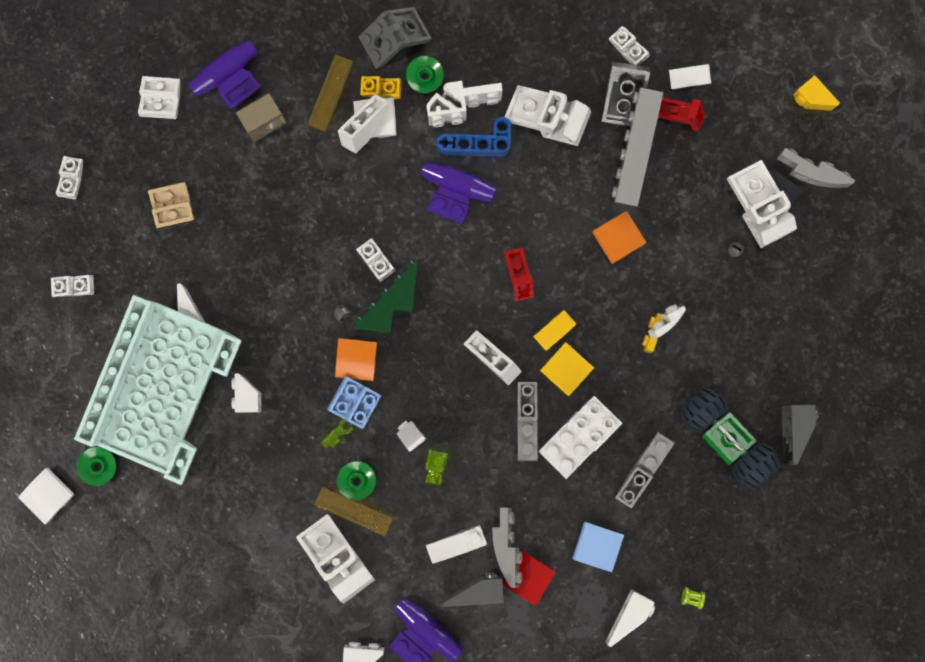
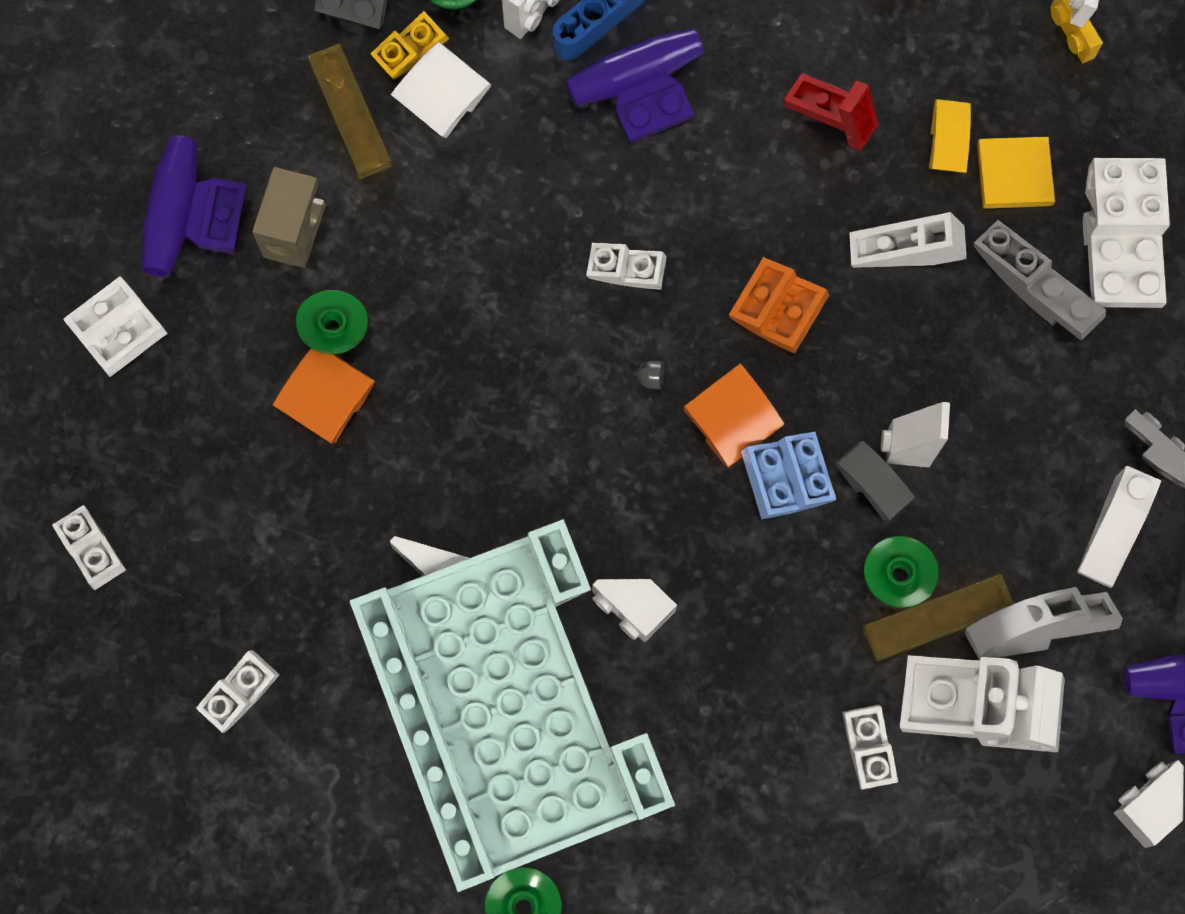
camera: 45 degrees left, 10 degrees down
(171, 204) = (272, 451): tan slope -> none
(211, 200) = (324, 394): none -> orange slope
(240, 166) = (329, 309): none -> green dish
(280, 532) = (870, 747): none -> white slope
(333, 438) = (811, 549): clear neon green plate -> none
(362, 124) = (437, 103): white slope -> none
(383, 436) = (876, 479): none -> dark grey slope
(388, 550) = (1037, 620): none -> light grey slope
(396, 299) = (709, 285): dark green slope -> none
(418, 332) = (778, 305): none -> orange slope
(435, 463) = (980, 448): clear neon green plate -> none

